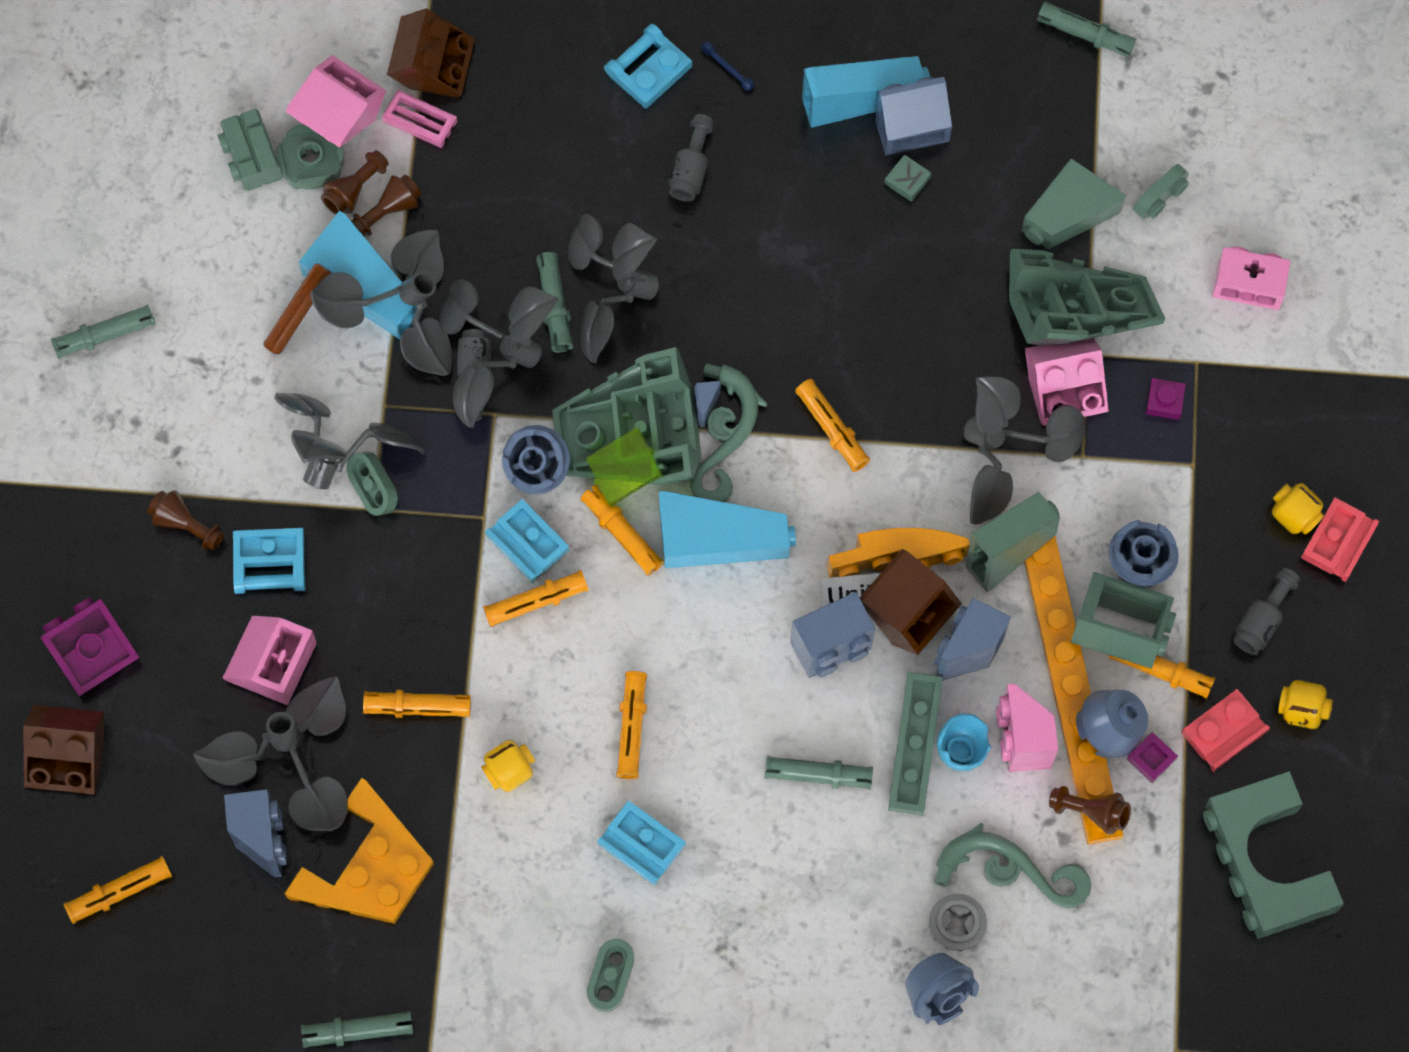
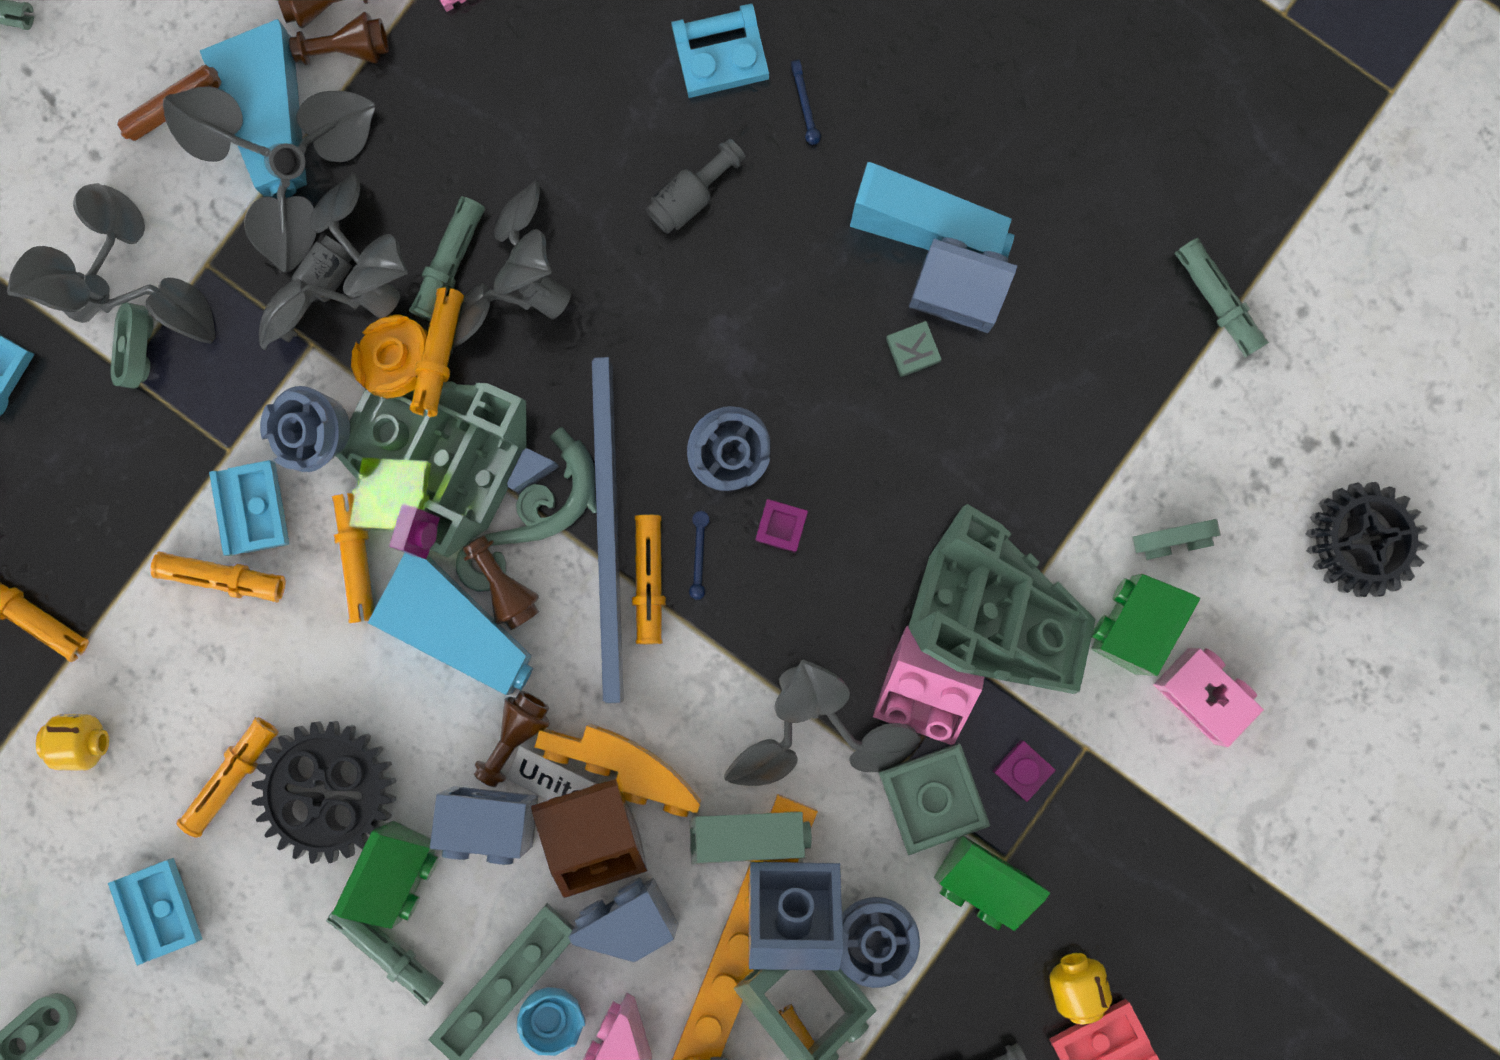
camera: 35 degrees right, 15 degrees up
(560, 384) = (389, 355): none -> light orange tile
(599, 368) = (433, 368): none -> light orange pin
(664, 468) = (414, 532): none -> magenta plate
(720, 719) = (320, 829): none -> black gear
(746, 490) = (510, 599): none -> reddish brown piece
(785, 409) = (607, 531): none -> sand blue tile
(790, 713) = (387, 877): none -> green slope
(809, 564) = (520, 722): none -> reddish brown piece
(831, 304) = (729, 448): none -> sand blue cone
(840, 370) = (700, 520): none -> dark blue hinge
(898, 338) = (781, 525): none -> magenta plate
(1071, 206) = (1066, 491): sand green slope -> none
(1079, 559) = (795, 916): none -> sand blue brick
(1118, 450) = (934, 798): none -> sand green plate
(1177, 255) = (1143, 624): none -> green slope
(1191, 473) = (989, 884): none -> green slope
(1279, 105) = (1403, 532): none -> black gear

